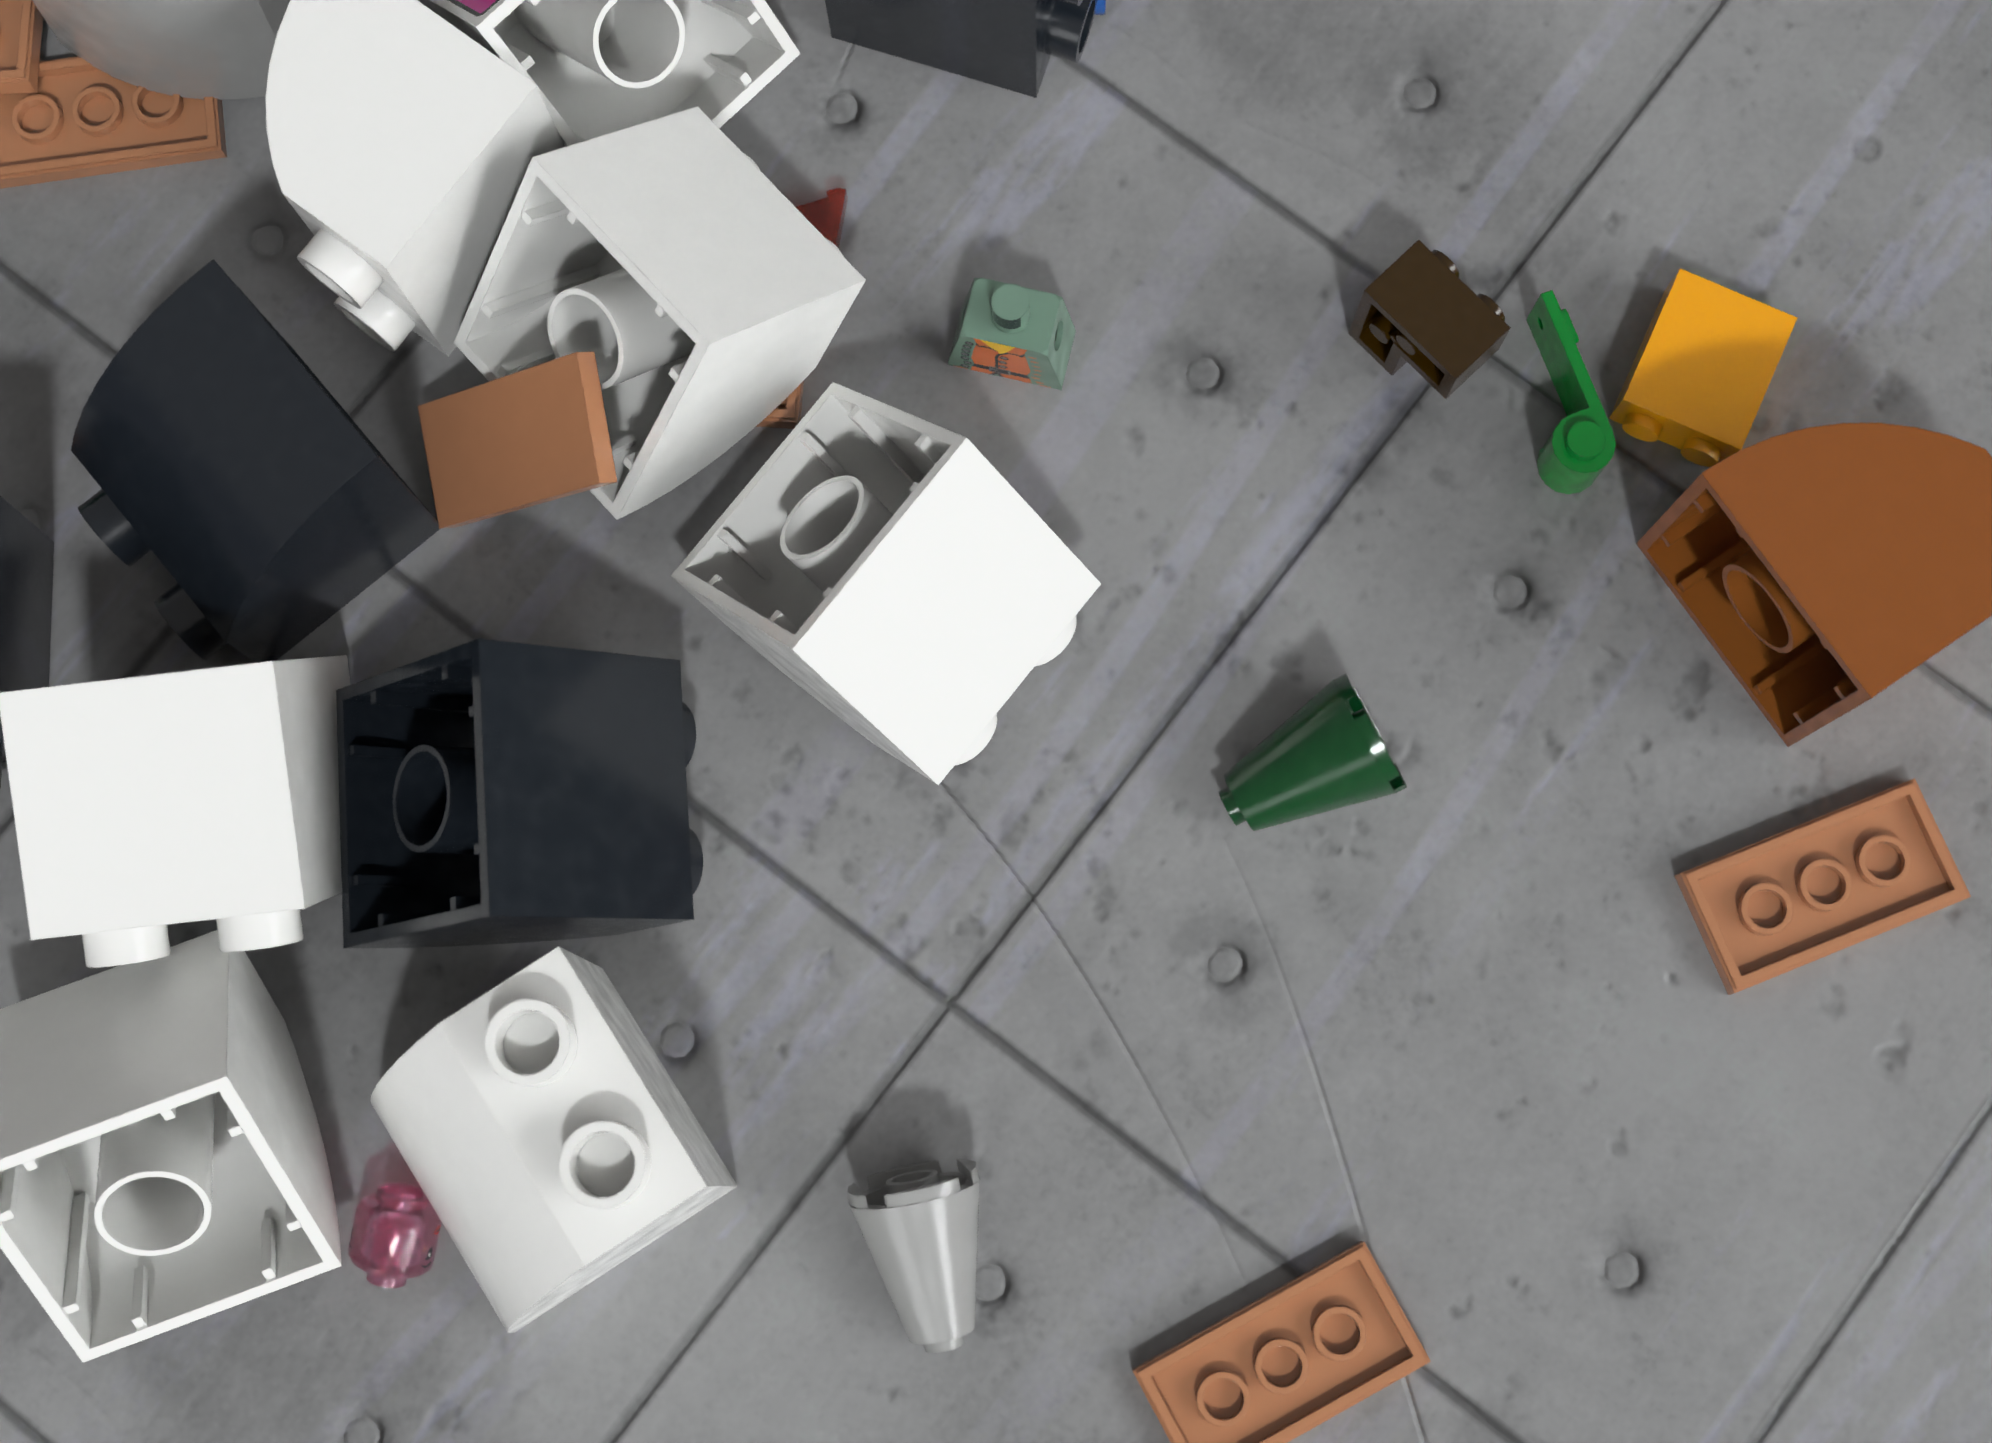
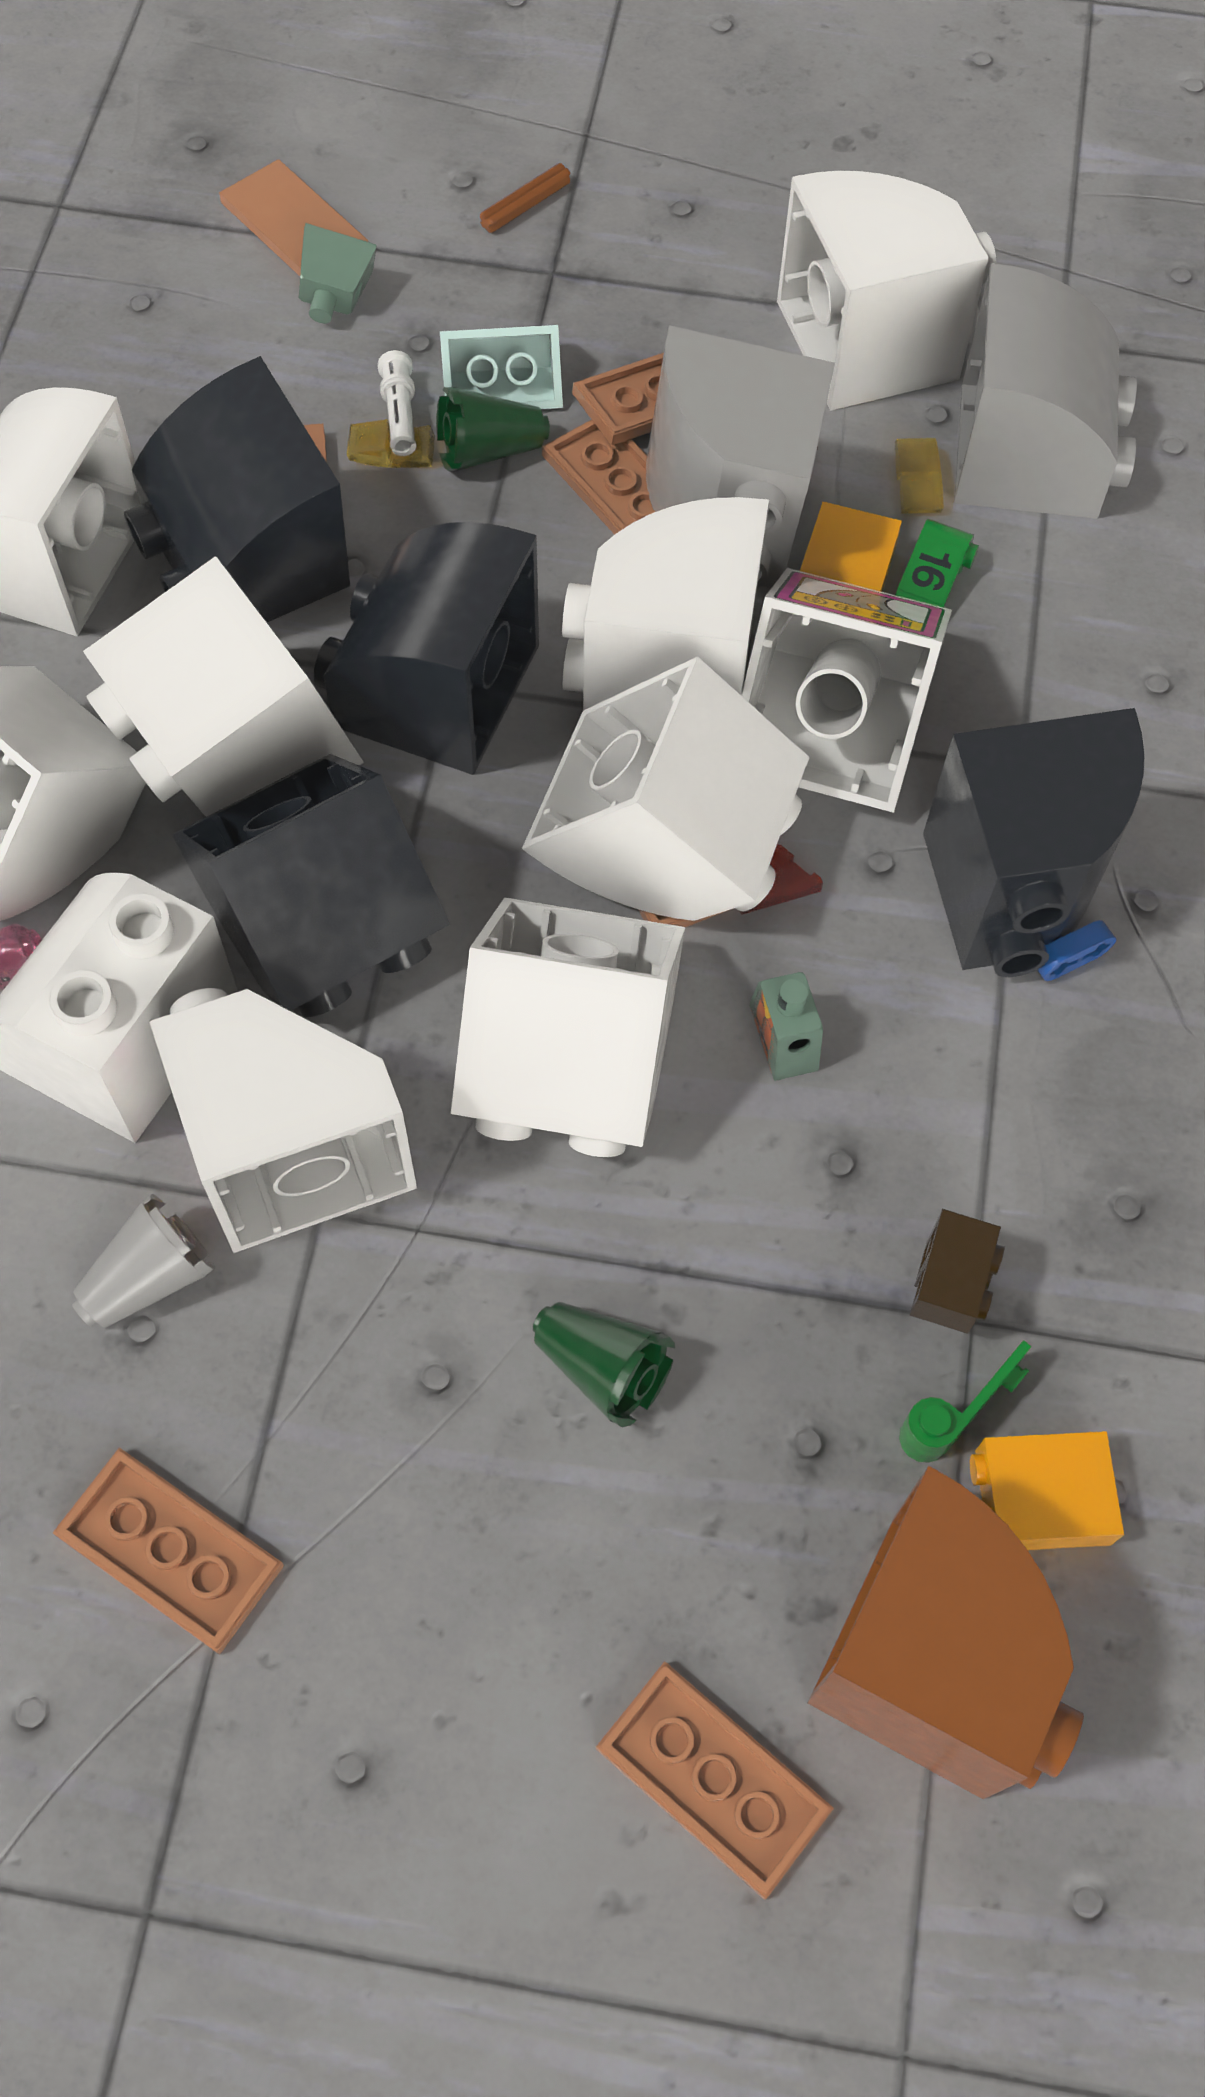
camera: 55 degrees right, 15 degrees down
(518, 441) = (539, 769): nougat tile -> none
(836, 990) = (280, 1115): none -> white slope

